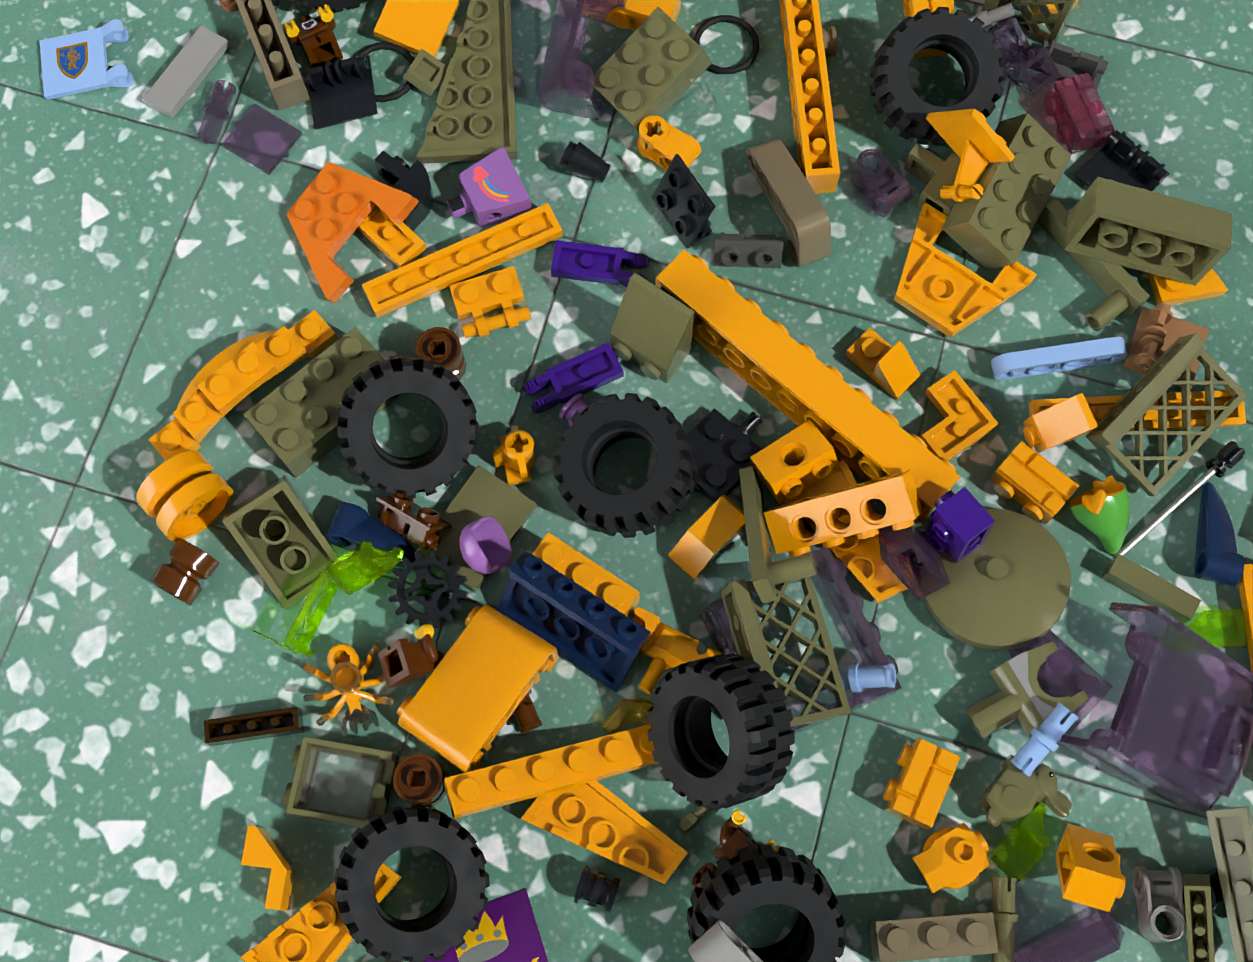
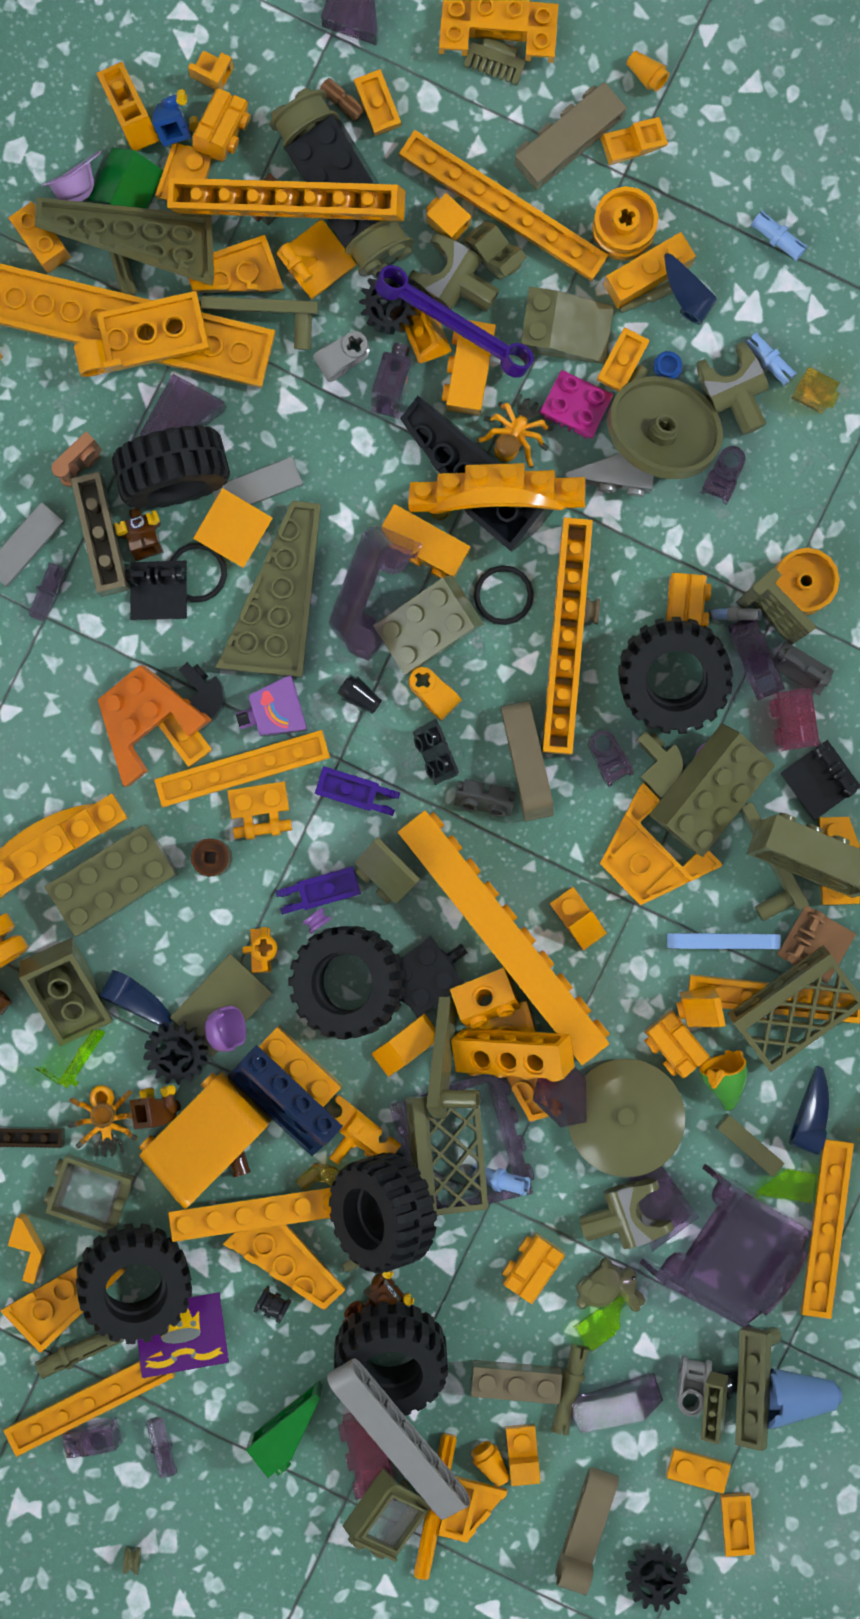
camera: 10 degrees right, 15 degrees up
(262, 139) = (83, 620): clear purple piece -> none
(362, 567) = (128, 1028): clear neon green slope -> none
(415, 473) = (184, 955): black tyre -> none
(420, 780) = (150, 1204): reddish brown wheel -> none
(424, 522) = (164, 984): reddish brown hinge -> none
(425, 72) = (234, 584): olive plate -> none
(952, 857) = (544, 1326): light orange hand -> none
(958, 524) = (599, 1082): dark purple brick -> none
(964, 417) = (634, 978): light orange plate -> none
(974, 144) = (685, 767): light orange plate -> none
(1044, 739) = (630, 1256): light blue pin -> none
(1089, 868) = (642, 1354): light orange brick -> none
(1227, 457) = (841, 1047): piece -> none

